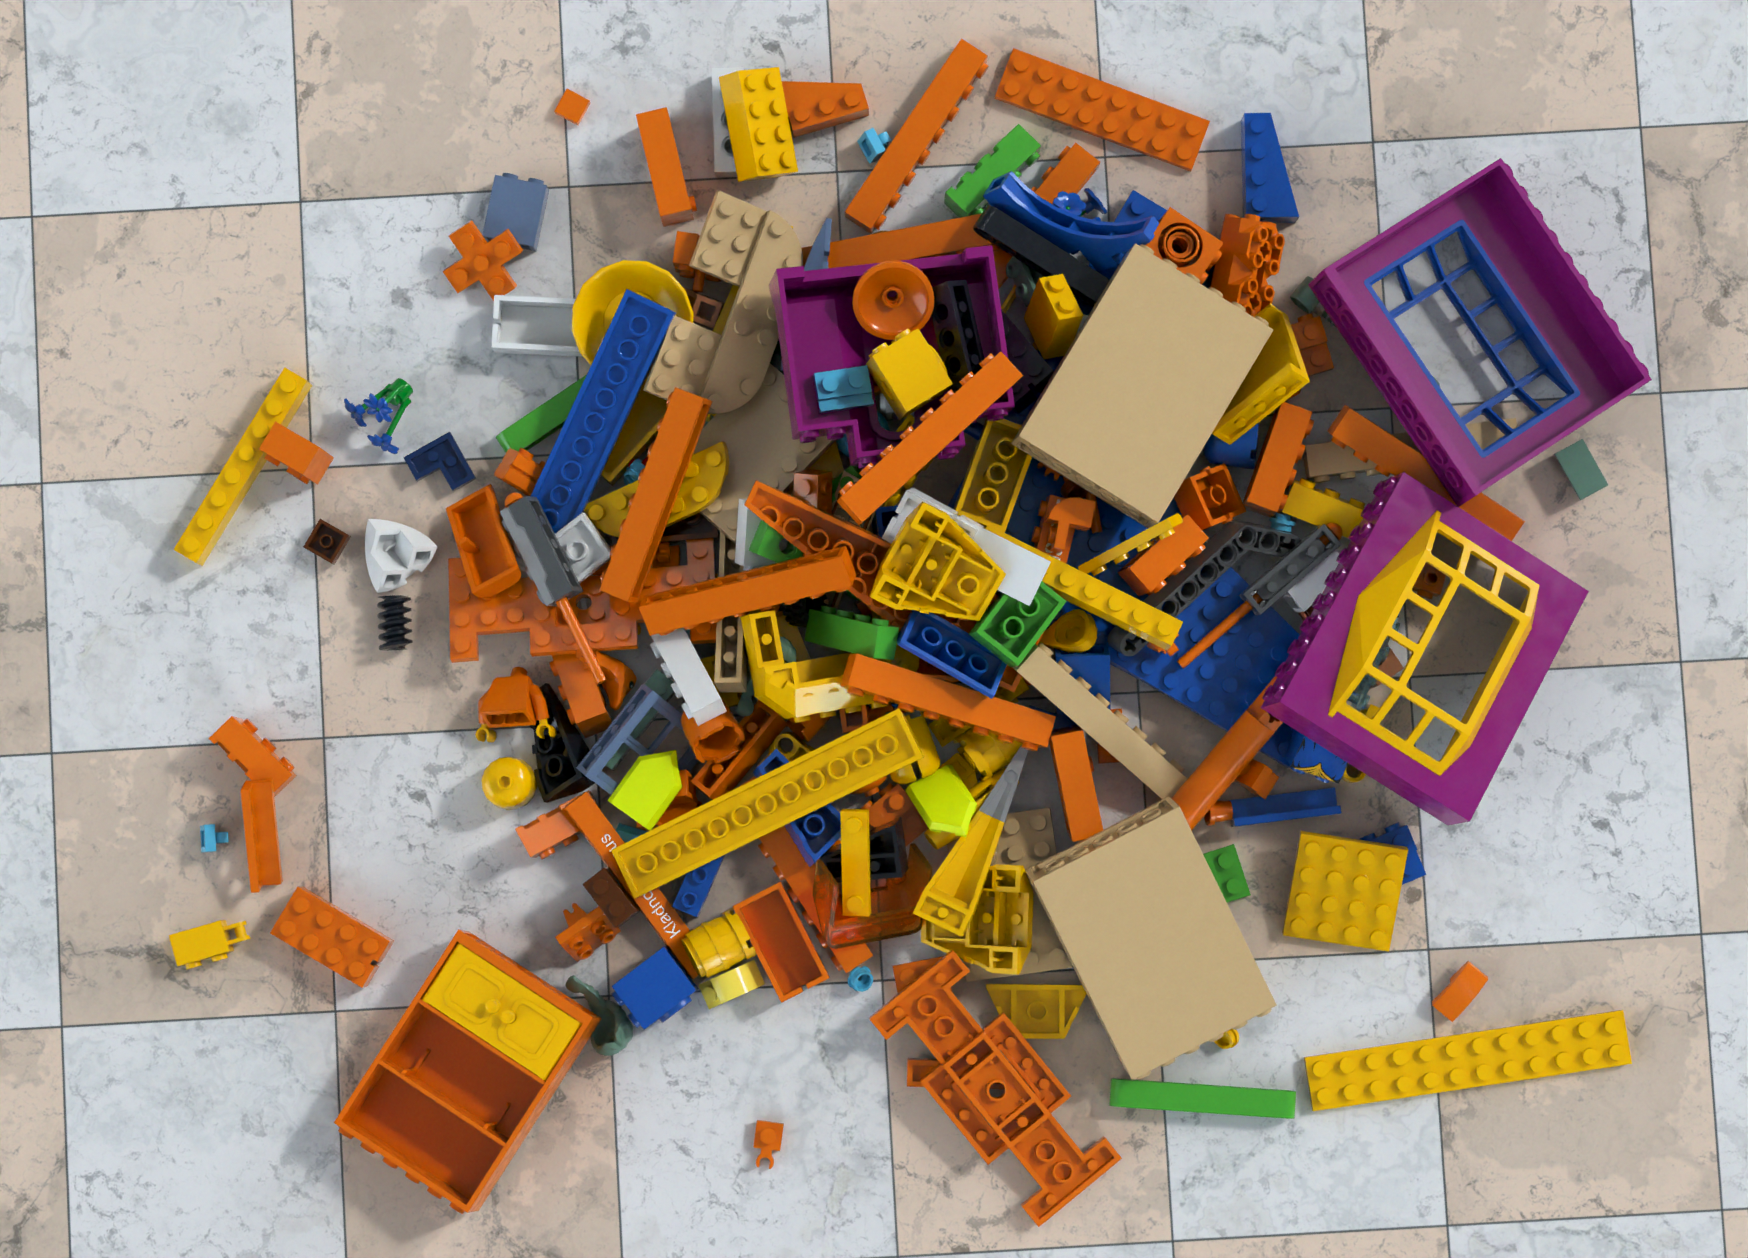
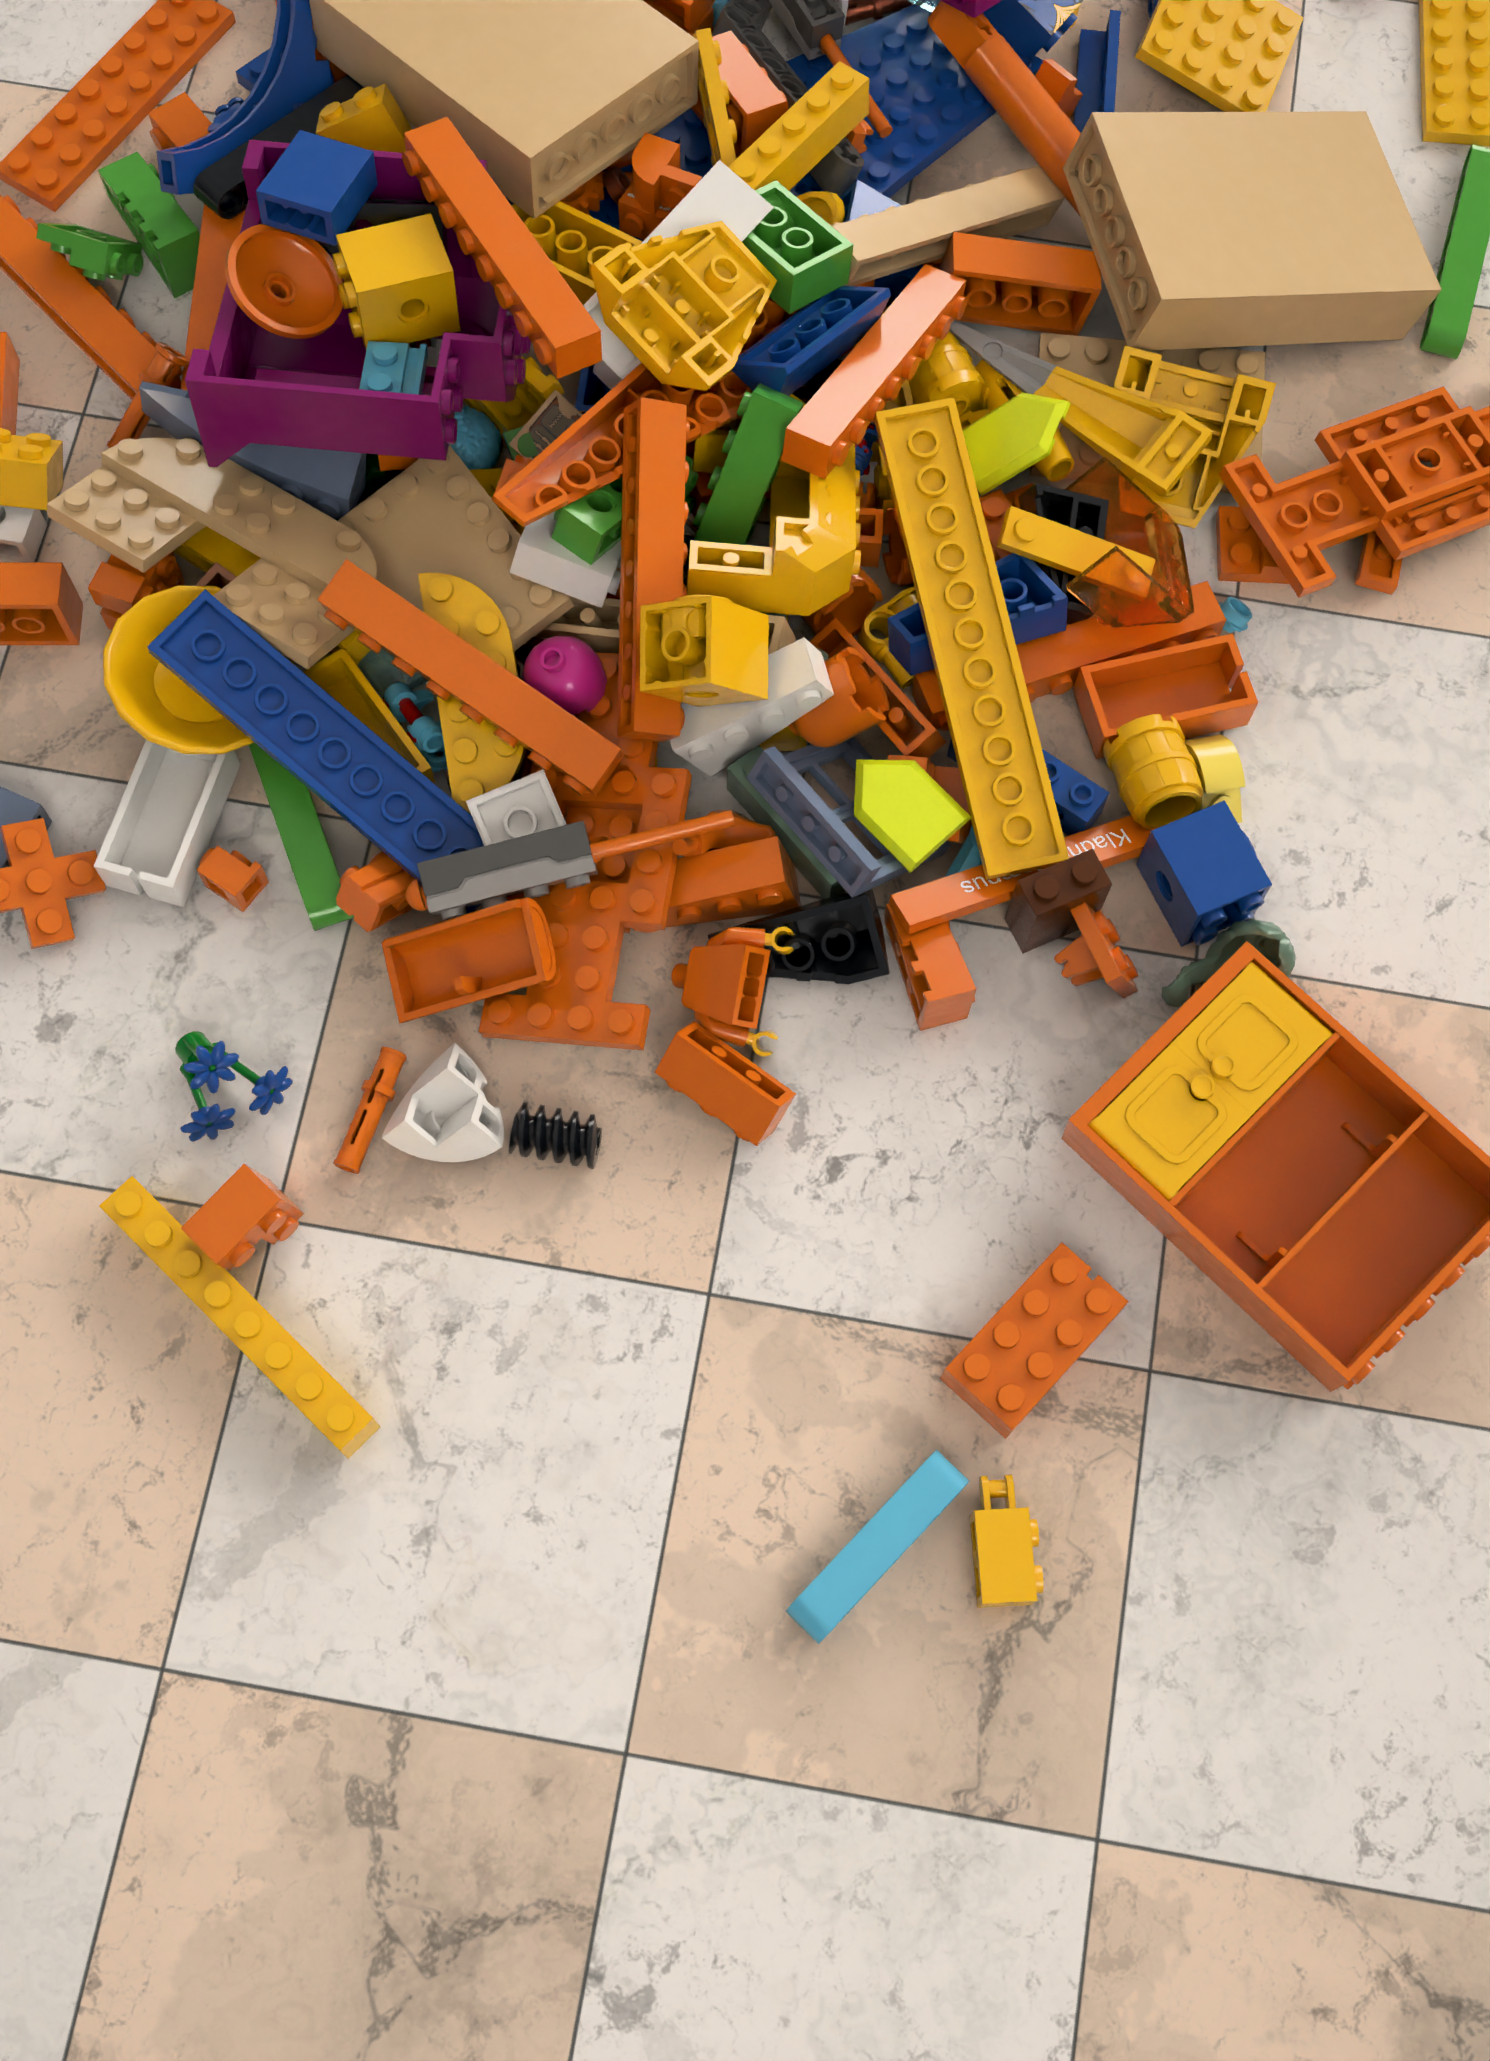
camera: 80 degrees left, 15 degrees down
(193, 870) = (877, 1546): none -> medium azure beam
(210, 838) = (832, 1504): medium azure tile -> none
(252, 753) = (715, 1399): orange wedge -> none
(261, 833) = (844, 1410): orange fence -> none
(327, 541) = (399, 1213): reddish brown piece -> none
(399, 507) = (376, 1094): none -> orange pin
(443, 455) = (318, 1008): dark blue plate -> none
(449, 717) = (724, 1083): none -> orange brick
(509, 783) = (847, 1019): yellow cylinder -> none
(519, 376) = (232, 876): none -> orange brick
(685, 551) = (566, 673): none -> dark pink cylinder
(688, 639) = (704, 651): none -> yellow brick
(768, 1138) = (1444, 786): orange plate -> none
(849, 220) = (160, 371): none -> orange pin
(873, 144) = (61, 353): medium azure tile -> none
(953, 142) = (94, 251): none -> bright green plate
(955, 304) = (317, 187): none -> blue brick
(1038, 1009) = (1309, 401): yellow wing -> none

